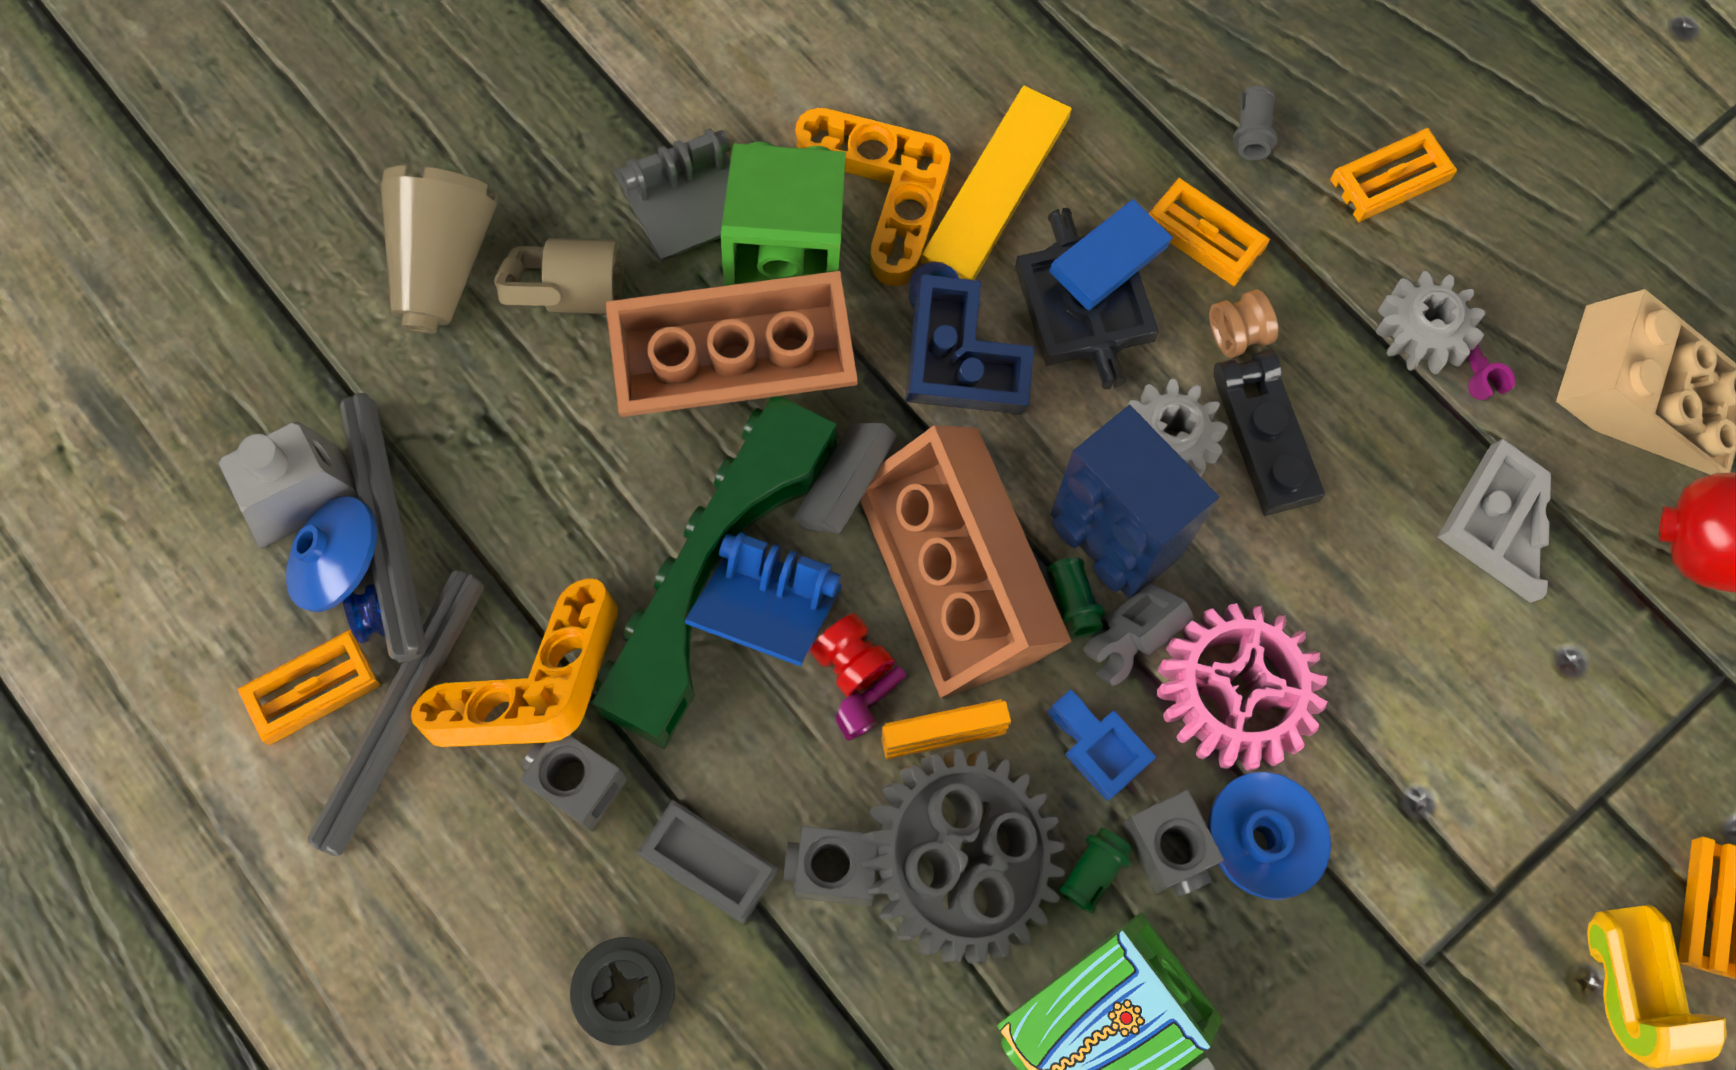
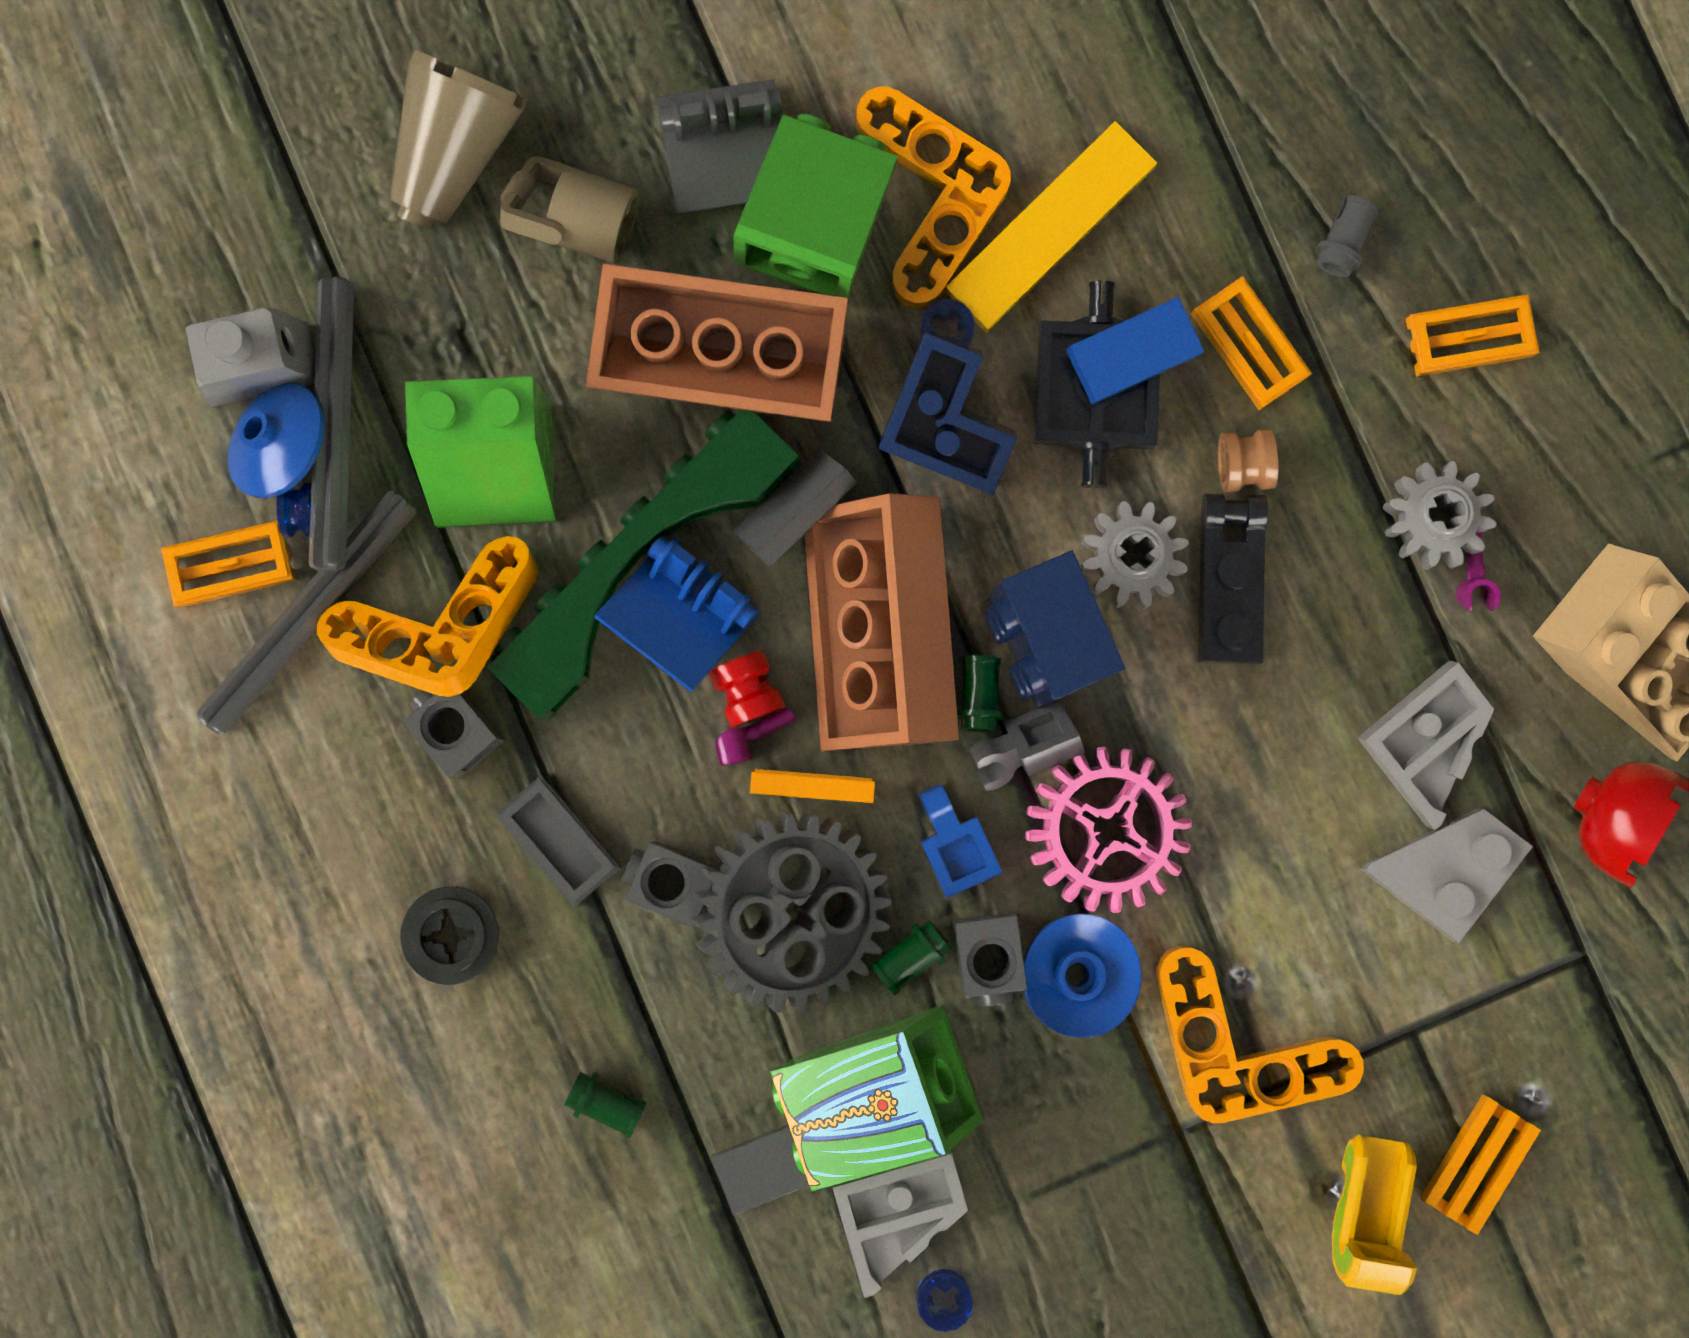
camera: 15 degrees right, 15 degrees up
(534, 498) = (483, 450): none -> bright green slope
(1432, 879) = (1220, 1058): none -> light orange beam
(1573, 635) = (1452, 871): none -> light grey wing

